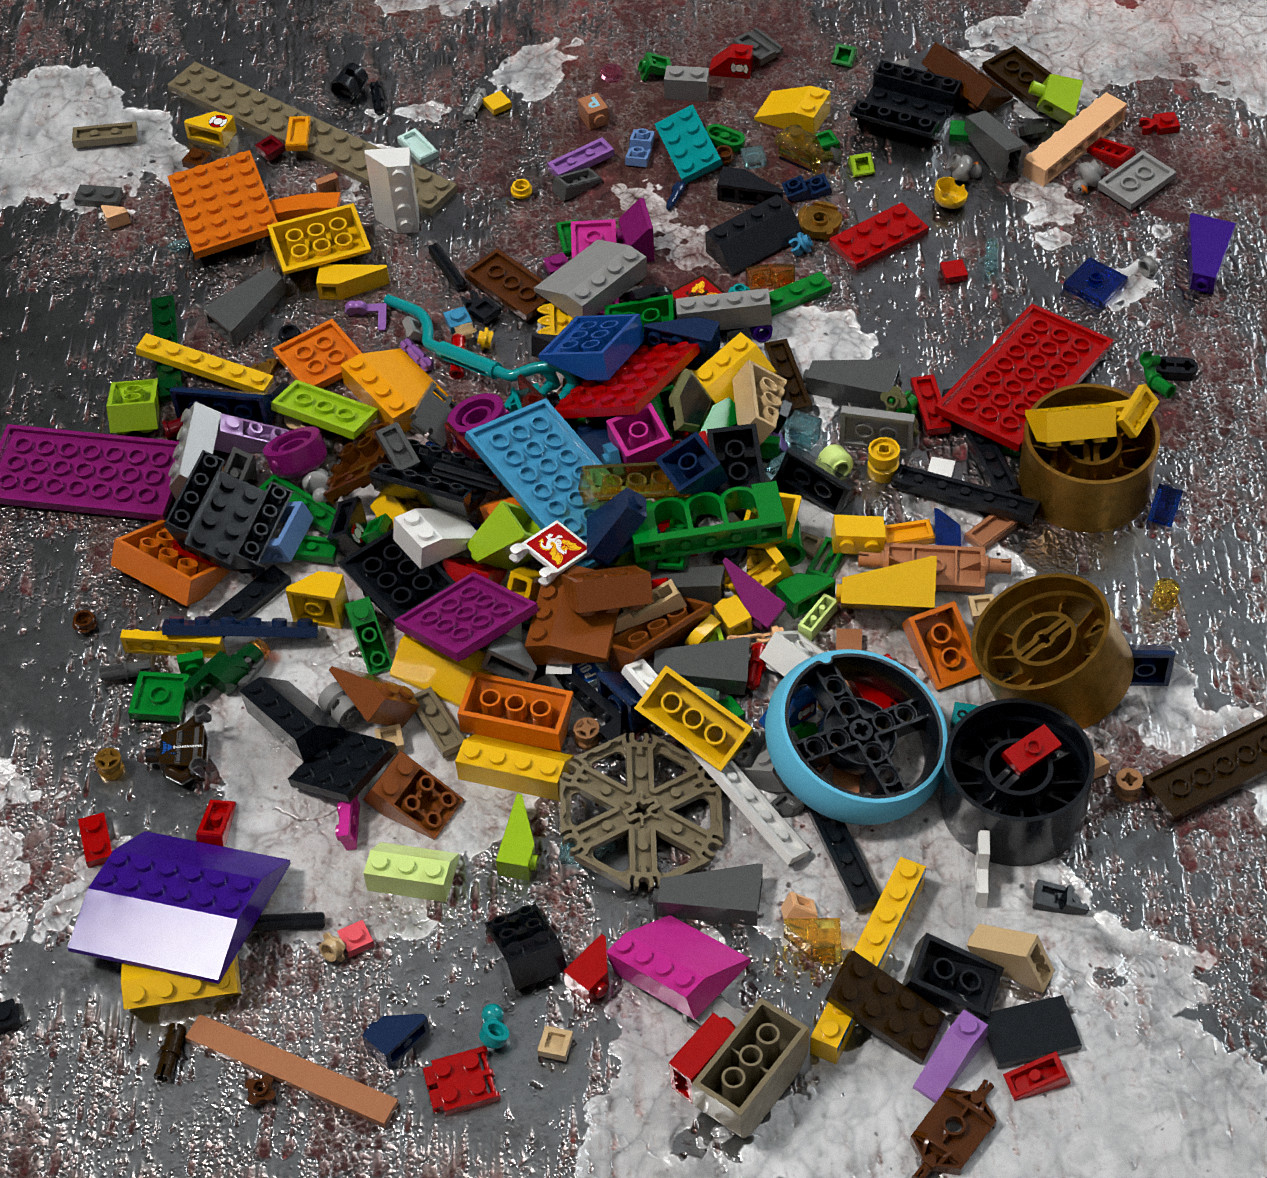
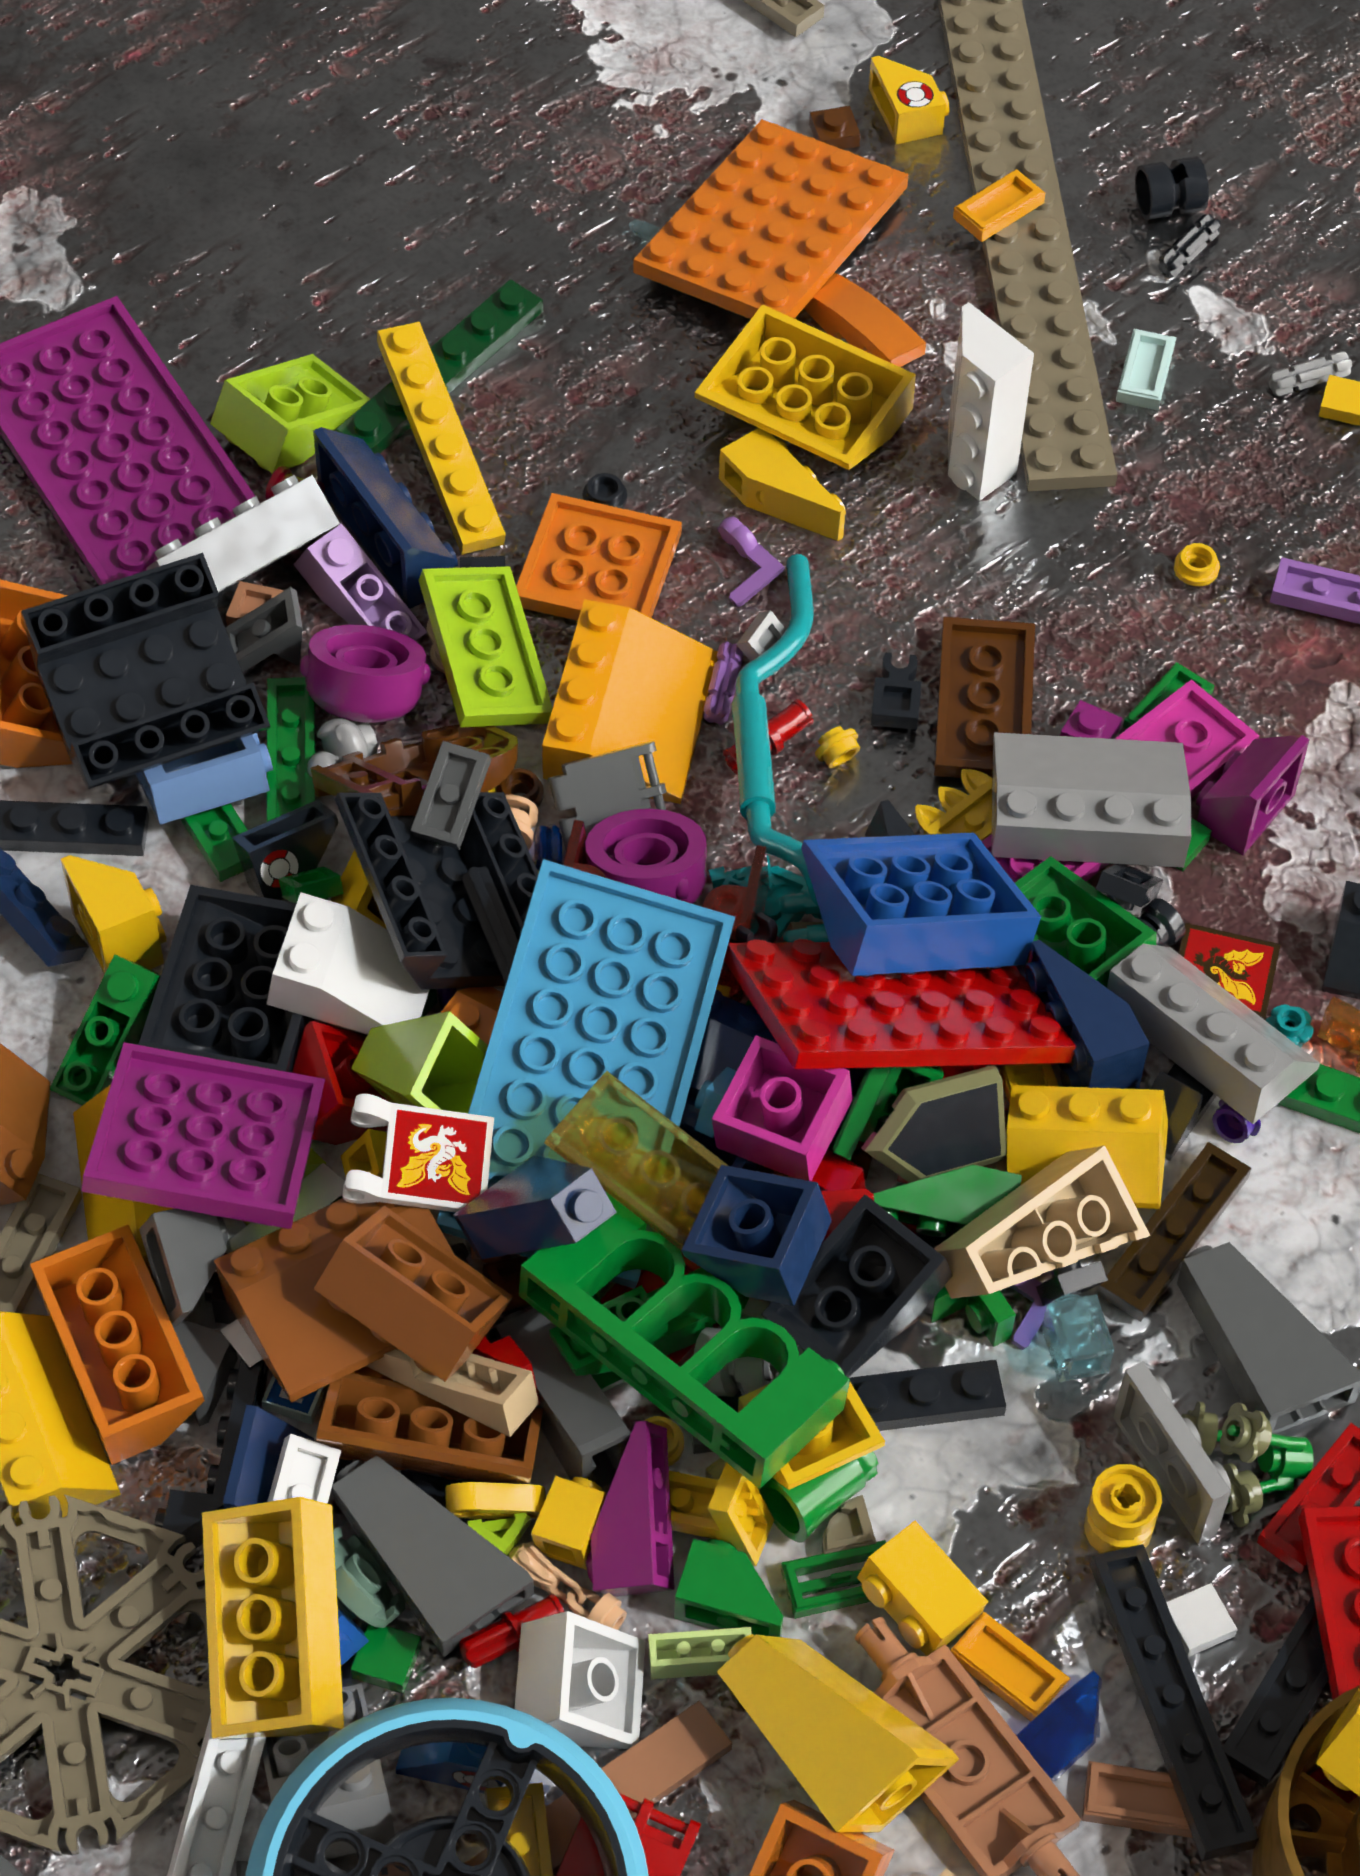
camera: 45 degrees right, 5 degrees up
(98, 195) = (646, 74): dark grey plate -> none
(115, 216) = (625, 119): light nougat slope -> none
(244, 306) = (604, 399): dark grey slope -> none
(269, 366) = (516, 515): pearl gold tile -> none
(270, 147) = (943, 193): dark red plate -> none
(328, 183) = (938, 320): nougat tile -> none
(447, 267) = (938, 588): black axle -> none
(456, 317) = (847, 683): dark azure plate -> none
(465, 329) = (828, 708): tan plate -> none
(574, 183) = (1261, 626): dark grey slope -> none
(589, 727) = (168, 1464): medium nougat wheel -> none
(774, 465) = (979, 1349): clear light blue piece -> none
(805, 729) = (426, 1799): green plate -> none
(816, 480) = (977, 1436): black slope -> none
(837, 458) = (1053, 1439): yellowish green head -> none

